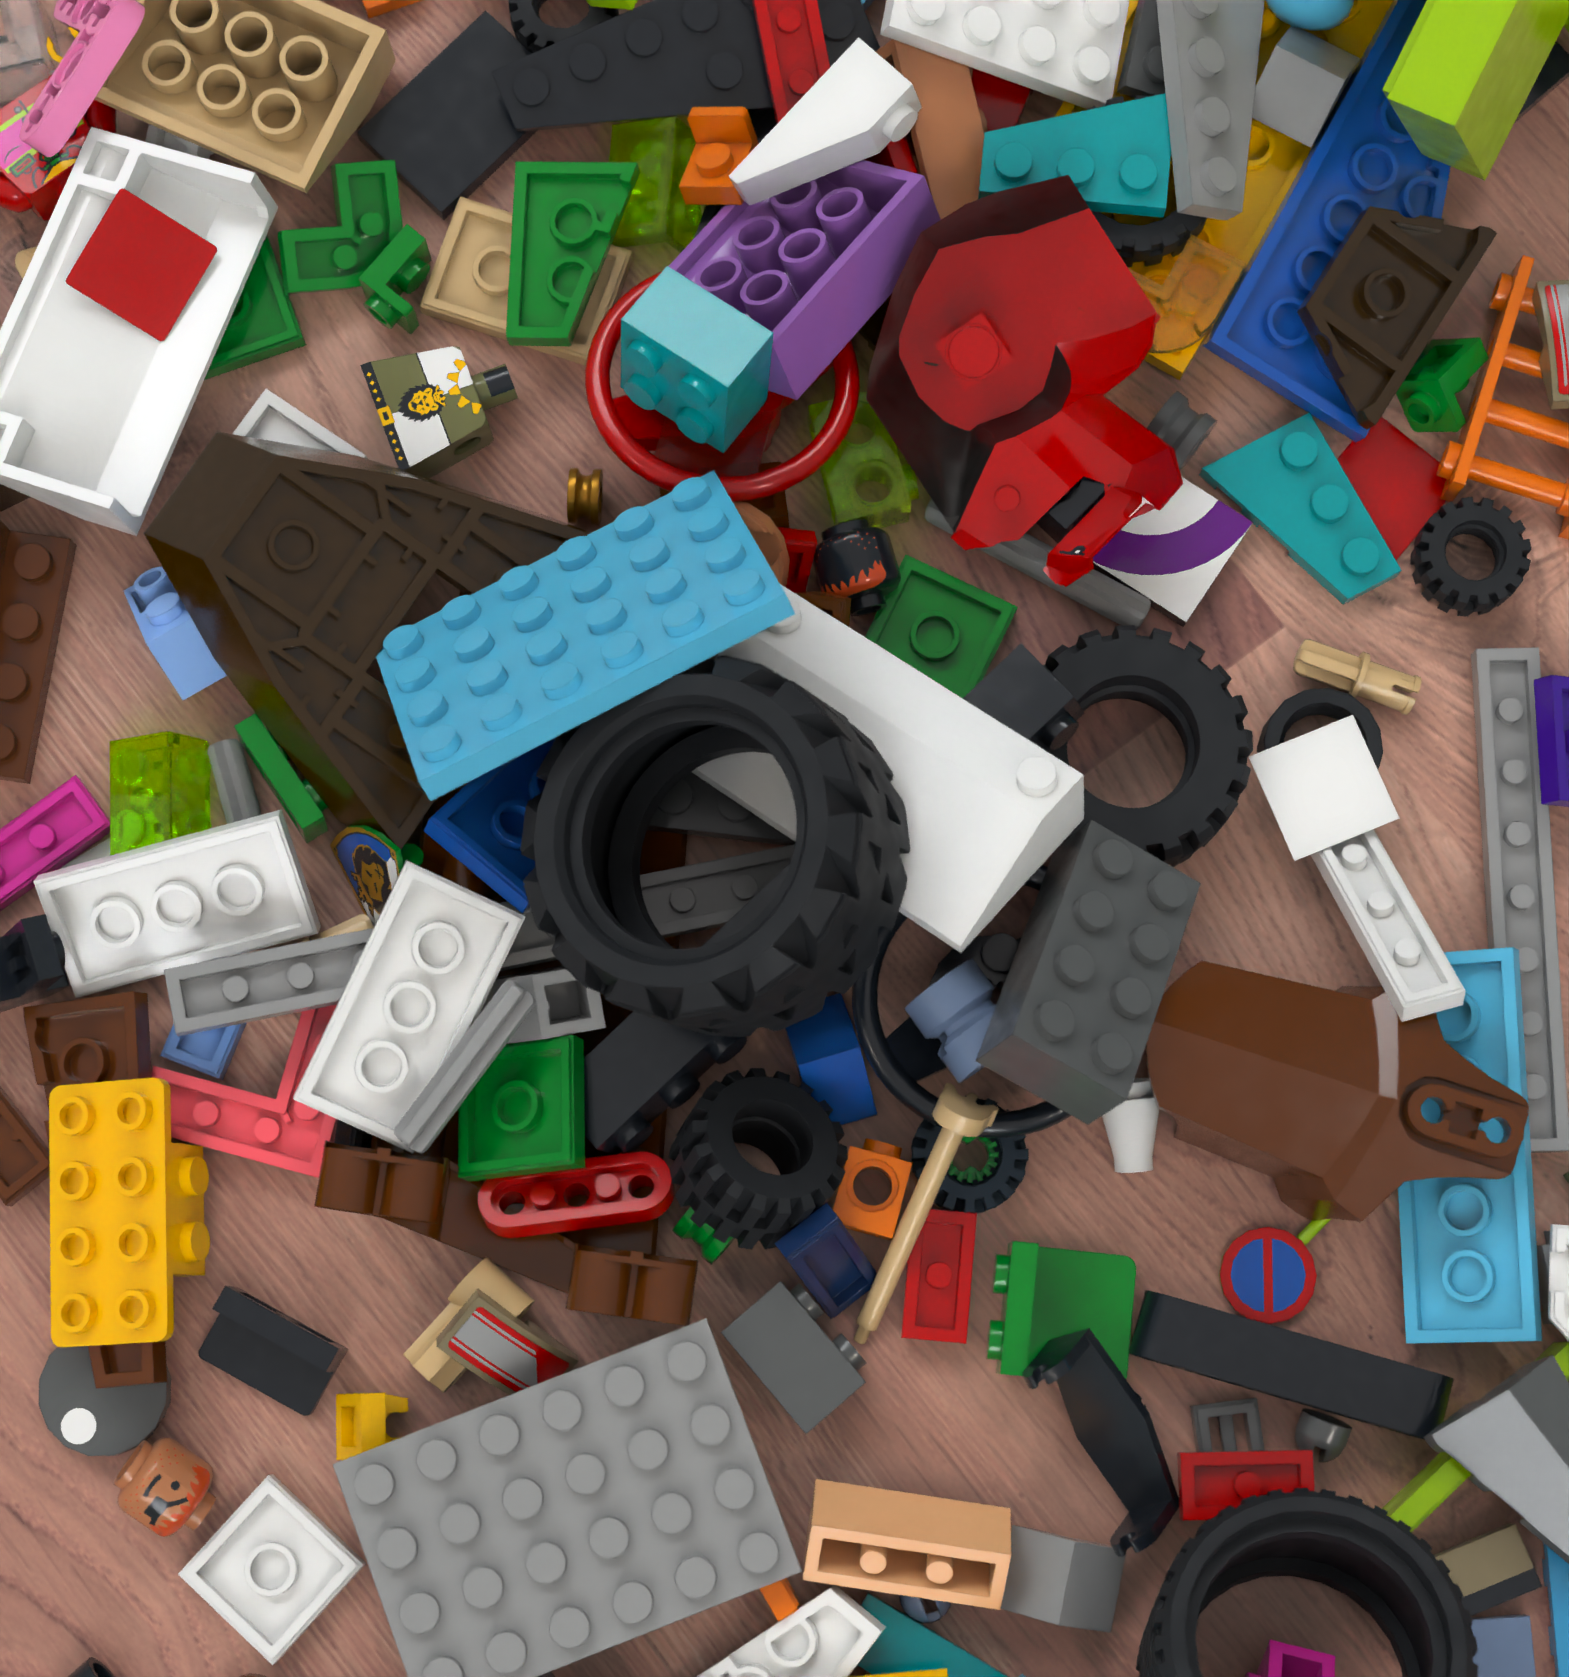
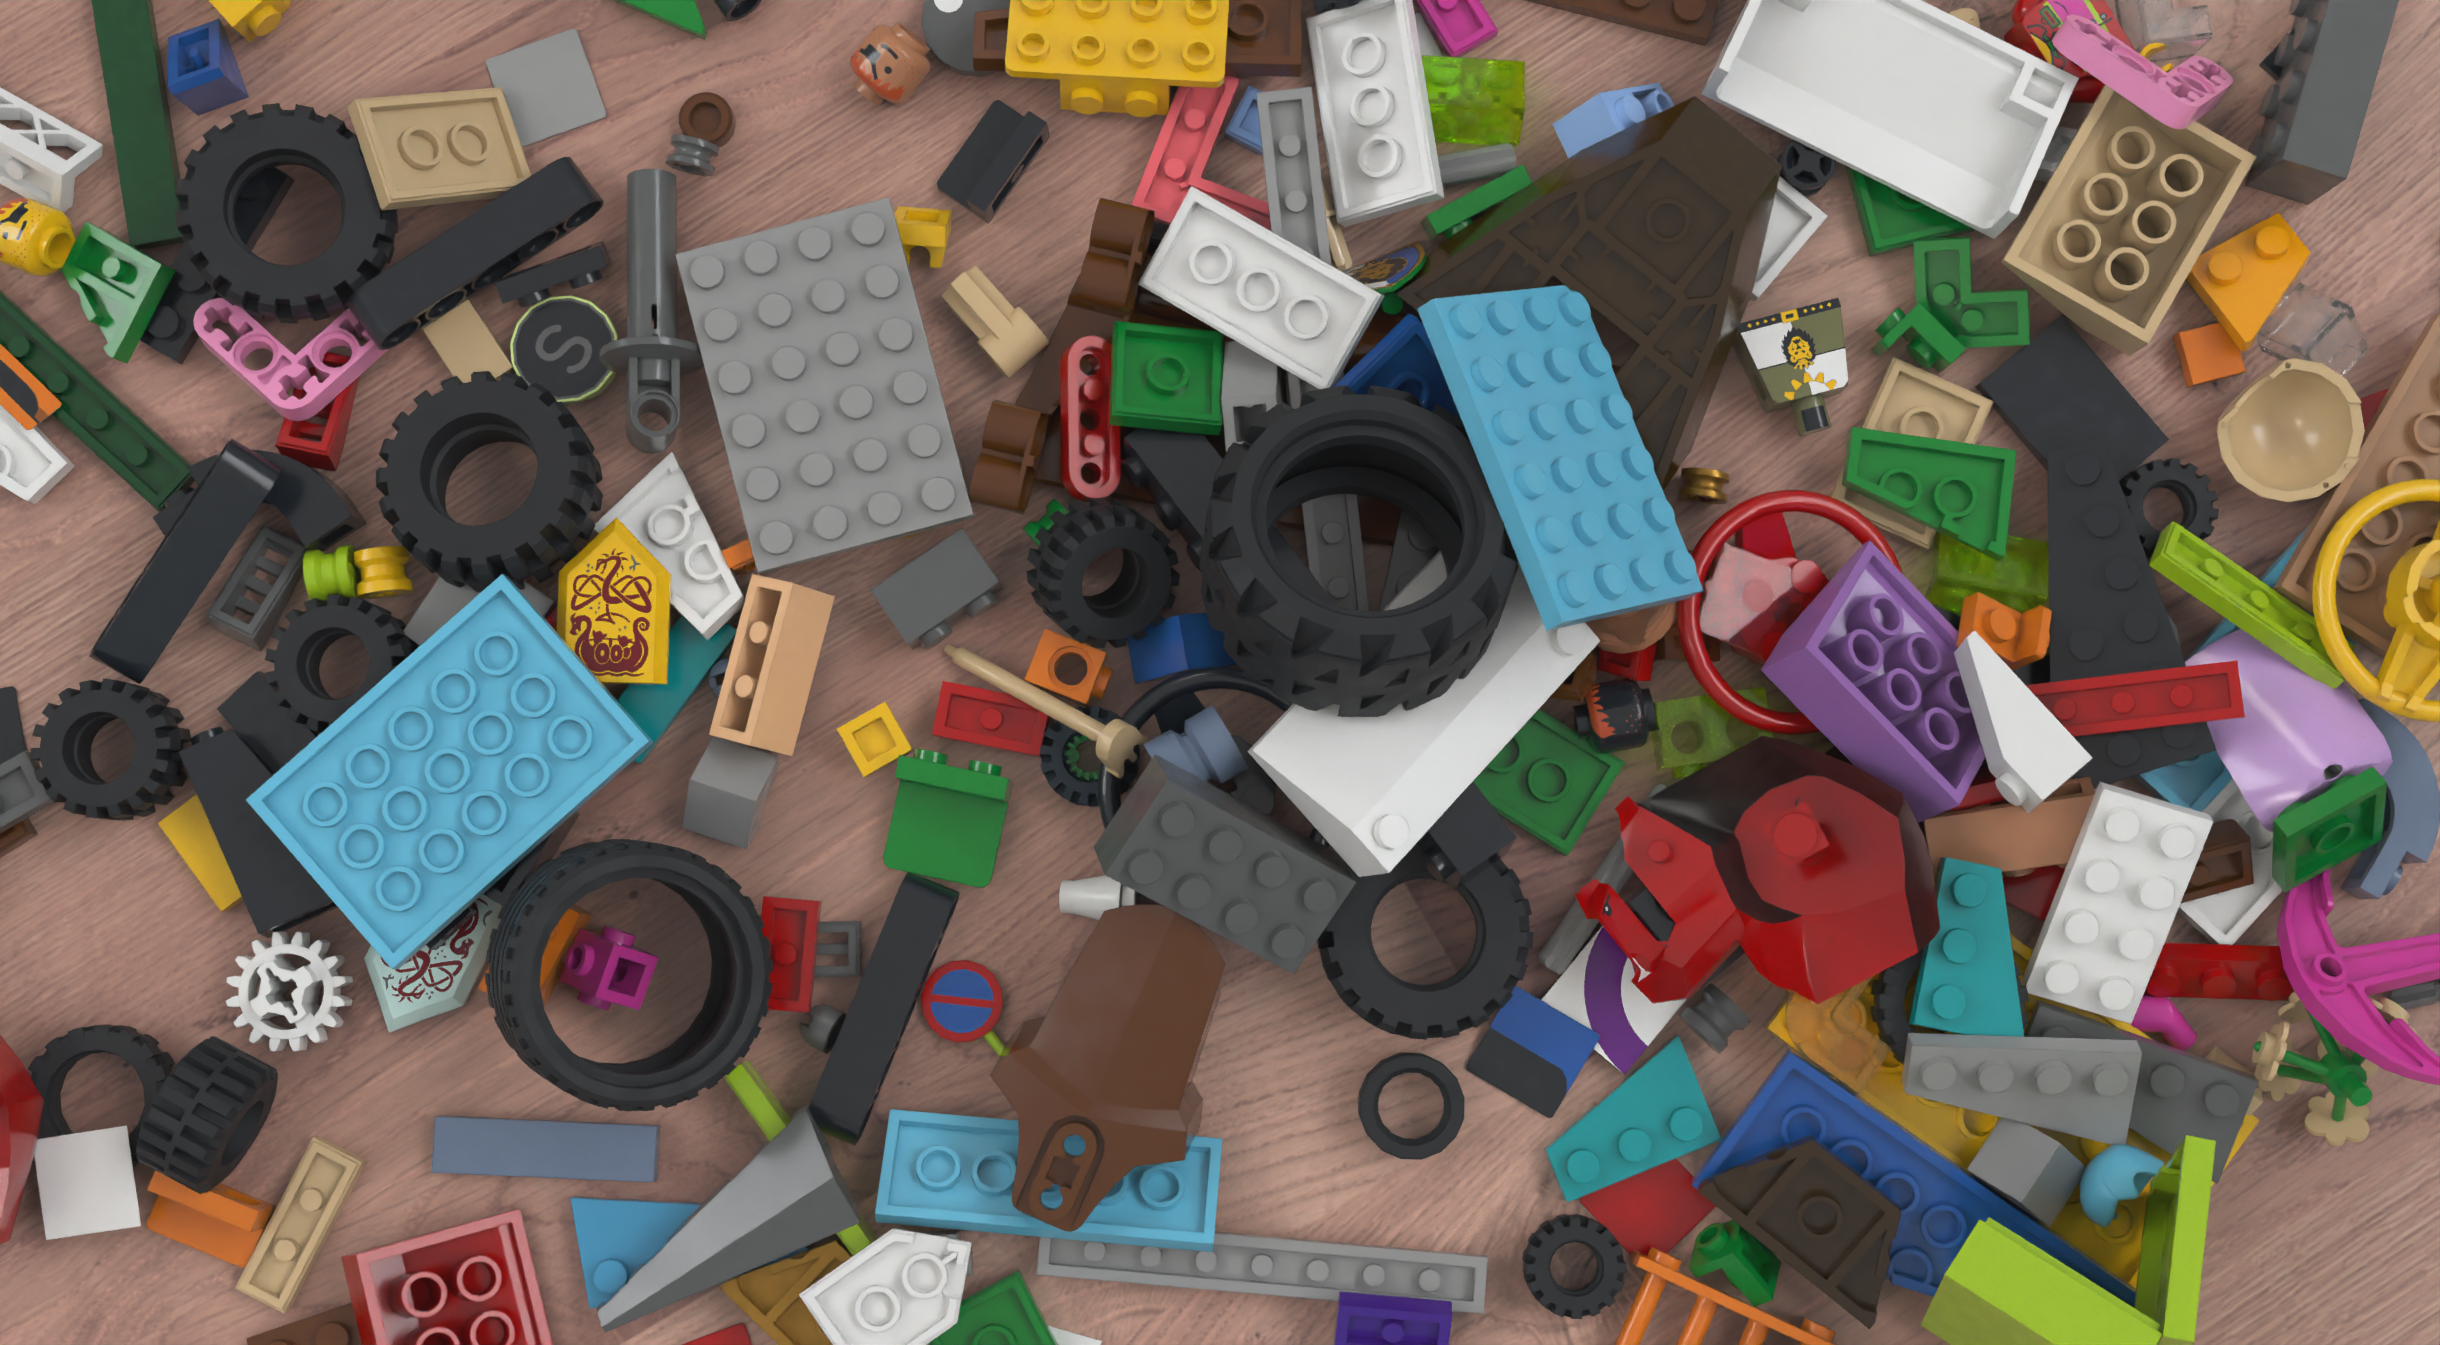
camera: 95 degrees right, 5 degrees up
(141, 265) = (1946, 113): red sticker -> none
(210, 405) = (1808, 162): none -> black wheel
(272, 1569) = (816, 147): white tile -> none
(464, 1066) = (1203, 331): light grey axle -> none
(502, 1346) = (969, 348): slope -> none
(695, 360) = (1801, 580): teal brick -> none
(828, 1260) = (1011, 623): dark blue tile -> none
(981, 1409) = (875, 739): none -> yellow tile
(1113, 1431) = (845, 849): black piece -> none
(1242, 622) = (1533, 1052): none -> sticker
(1323, 787) = (1374, 1101): white sticker -> none
(1356, 675) = (1475, 1147): tan axle -> none
(1389, 927) = (1257, 1133): white tile -> none
(1491, 1568) = (693, 1144): dark tan tile -> none

